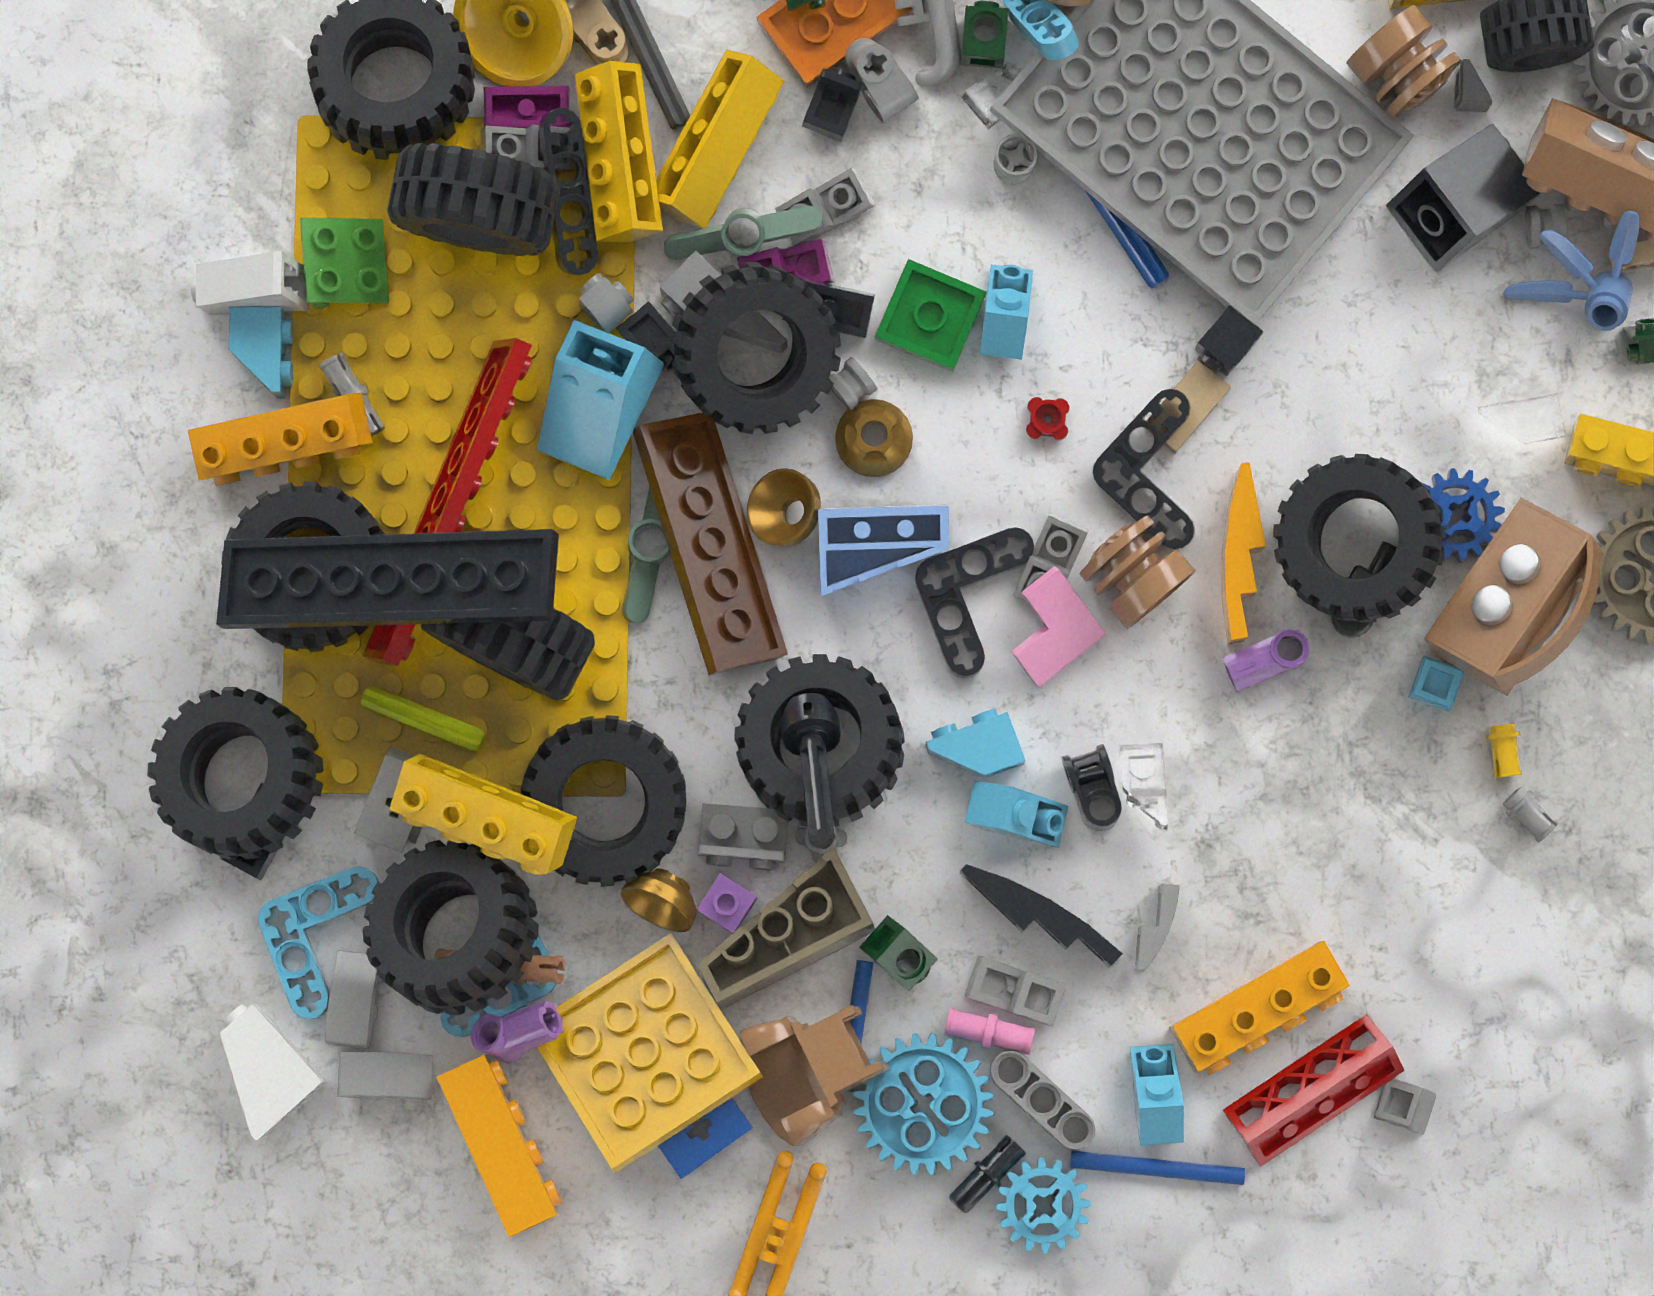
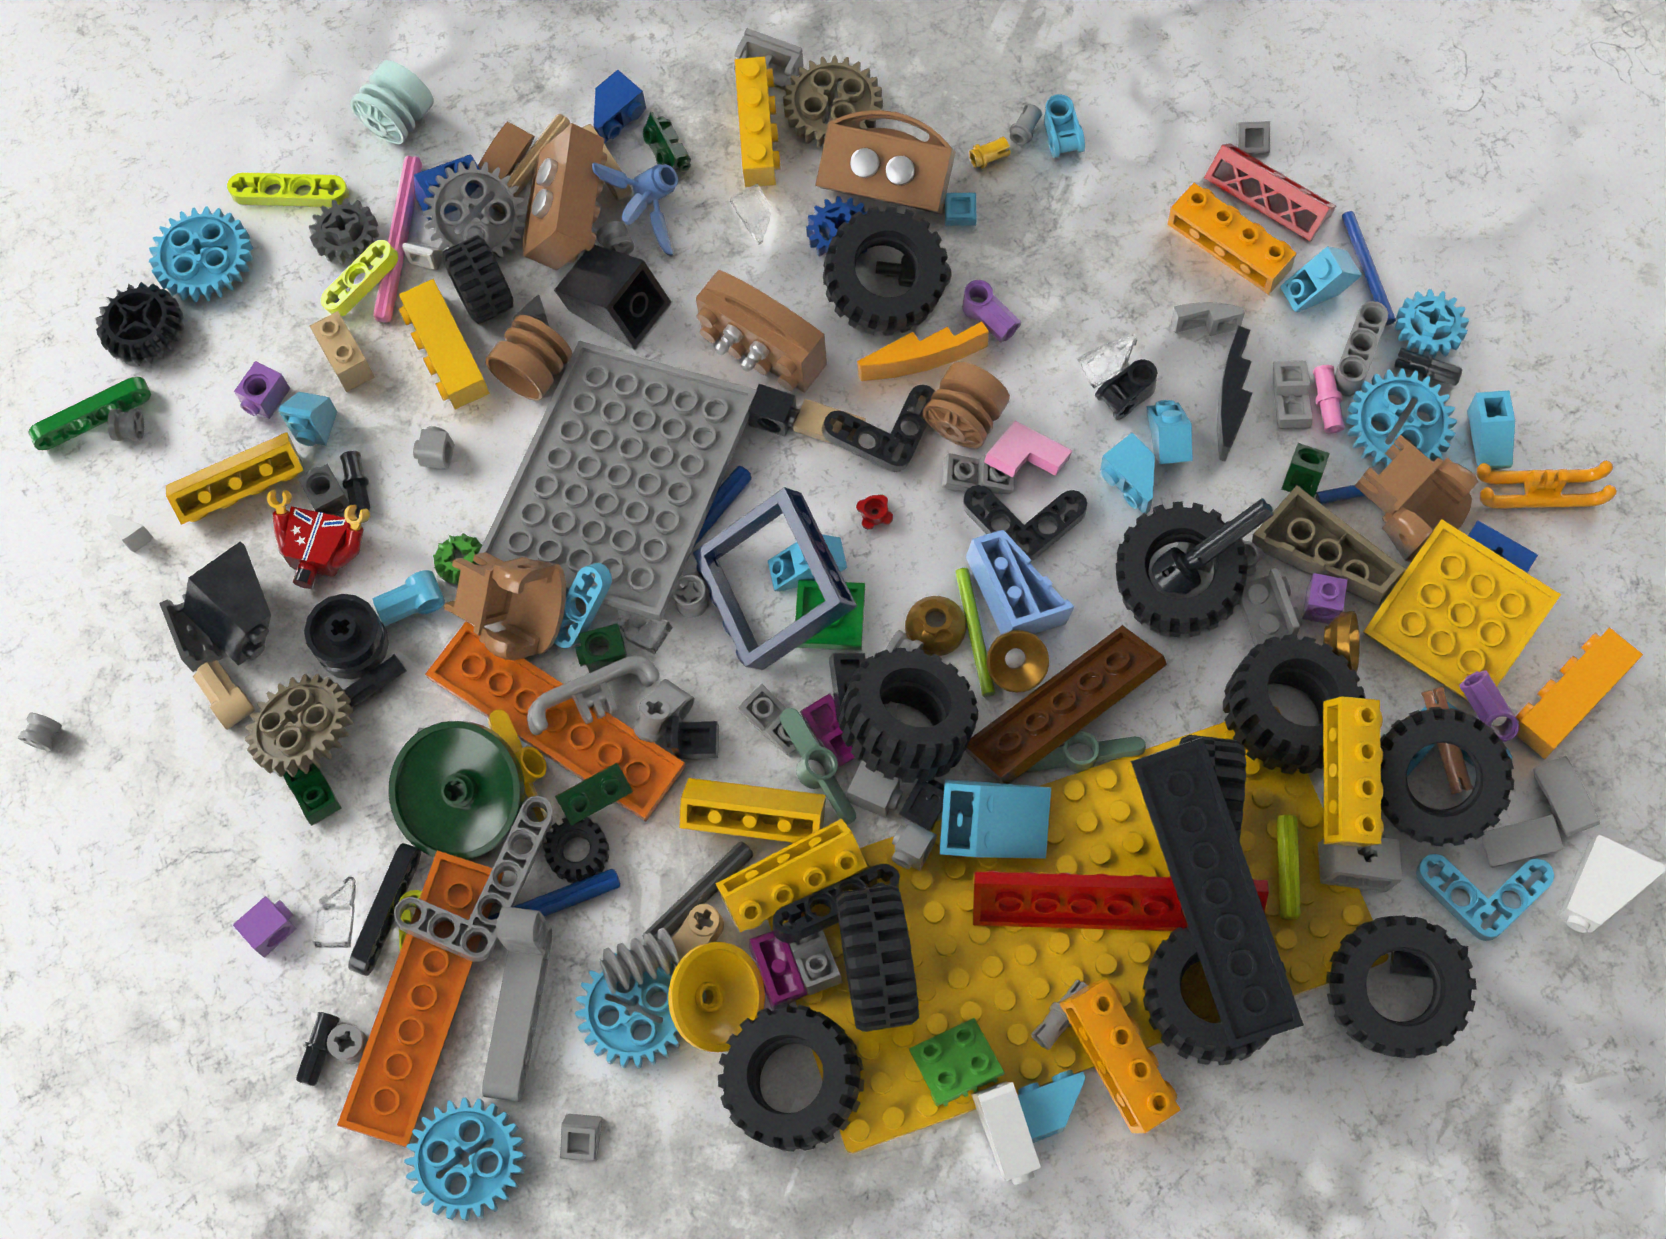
camera: 105 degrees left, 15 degrees down
(856, 482) = (975, 631): none -> lime bar
(865, 1207) = (1492, 428): none -> medium azure slope
(991, 304) = (818, 557): none -> dark blue window
(1346, 350) = (761, 330): none -> medium nougat piece
(1501, 857) = (1063, 131): none -> medium azure piece

